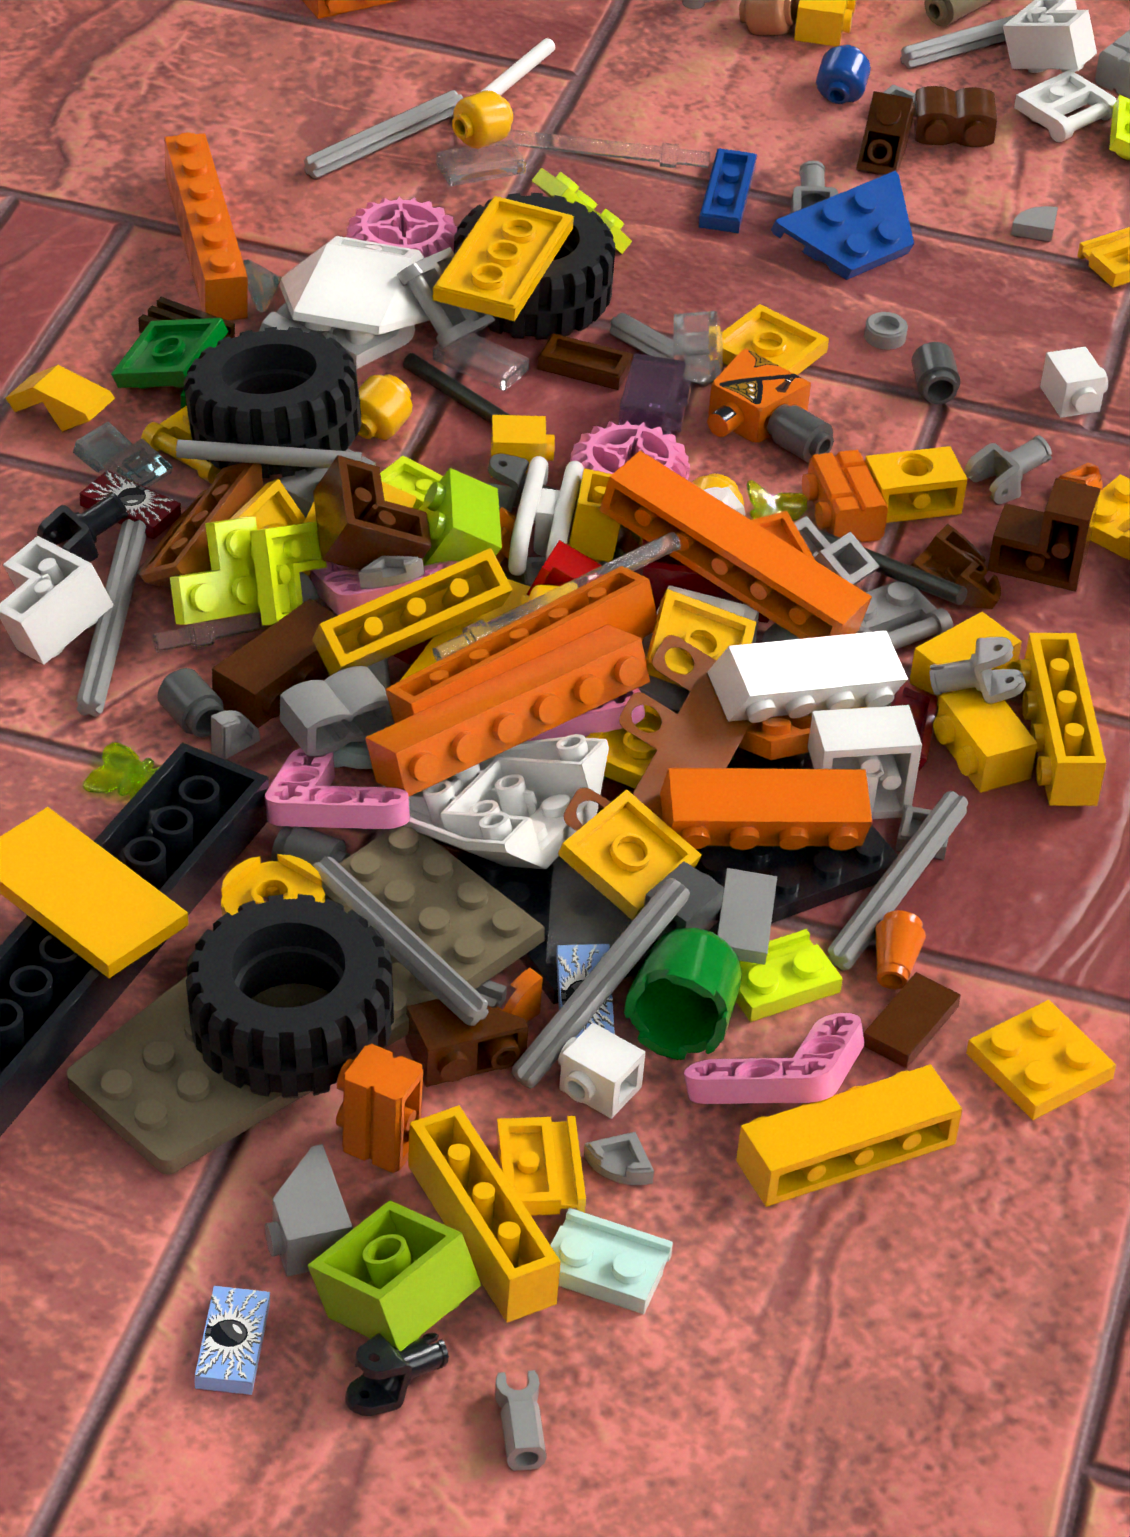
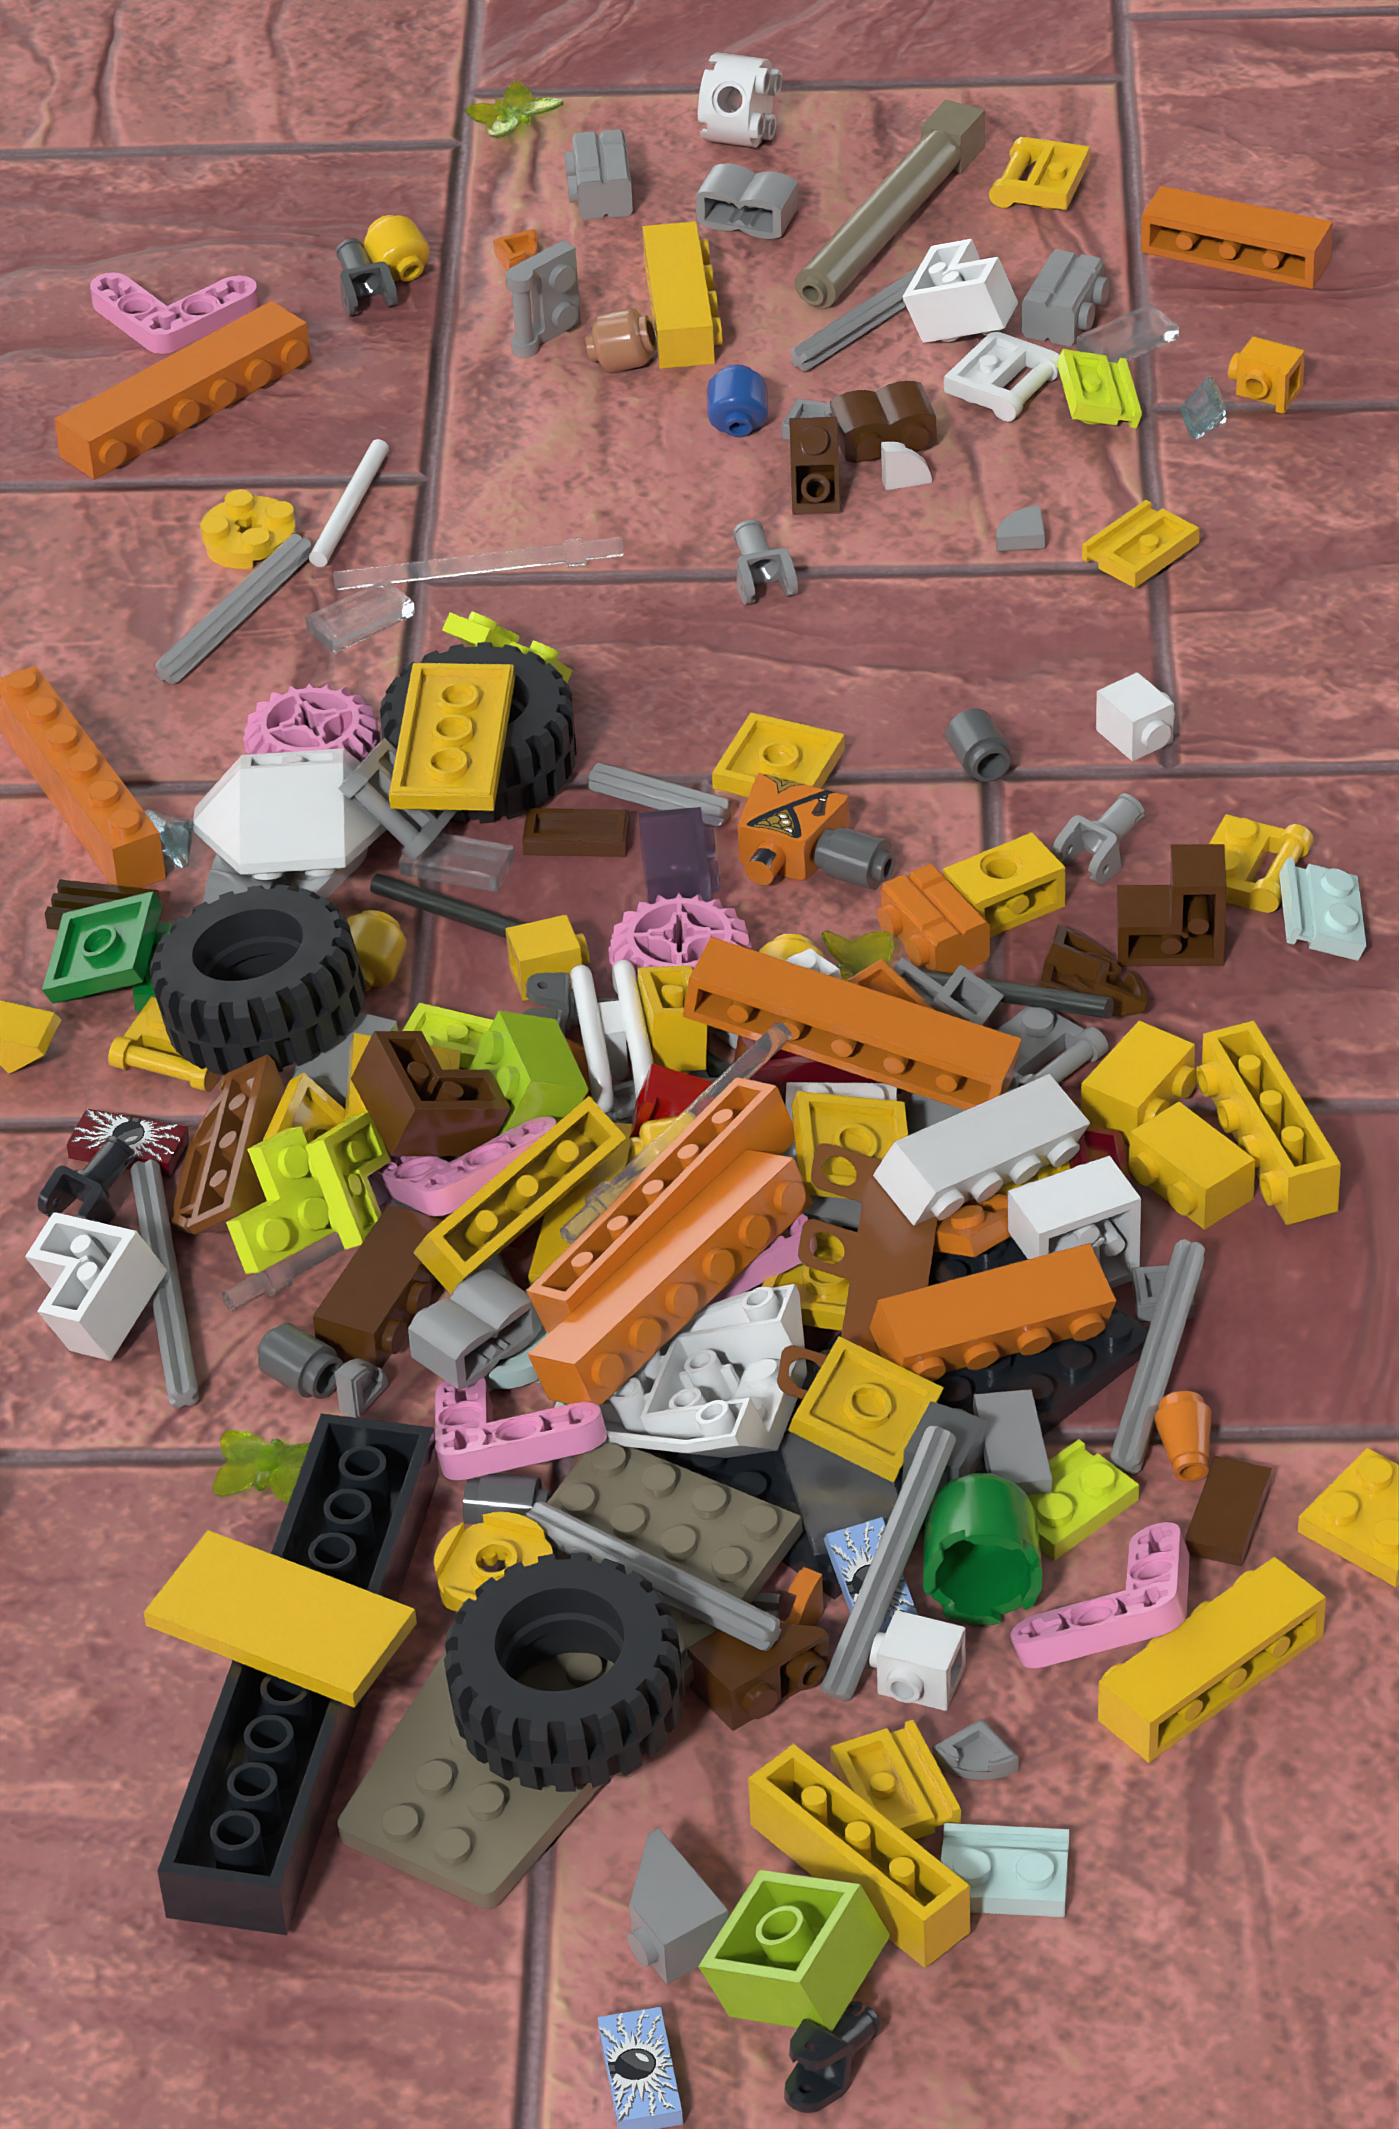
camera: 10 degrees left, 0 degrees up
(110, 450) = (79, 1085): clear light blue slope -> none
(260, 454) = (278, 1047): light grey bar -> none
(378, 1105) = (704, 1769): orange brick -> none
(390, 571) = (475, 1149): light grey tile -> none
(417, 78) = (246, 528): none -> yellow plate
(482, 119) = (348, 564): yellow head -> none
(521, 1423) = (984, 2071): light grey bar -> none
(700, 344) = (706, 782): clear brick -> none
(727, 190) = (657, 578): blue tile -> none
(853, 227) = (822, 590): blue wing -> none
(885, 330) = (900, 706): light grey tile -> none
(957, 153) = (902, 467): none -> white tile
(977, 672) = (1169, 1093): light grey piece -> none
(1085, 474) = (1185, 829): orange tile -> none

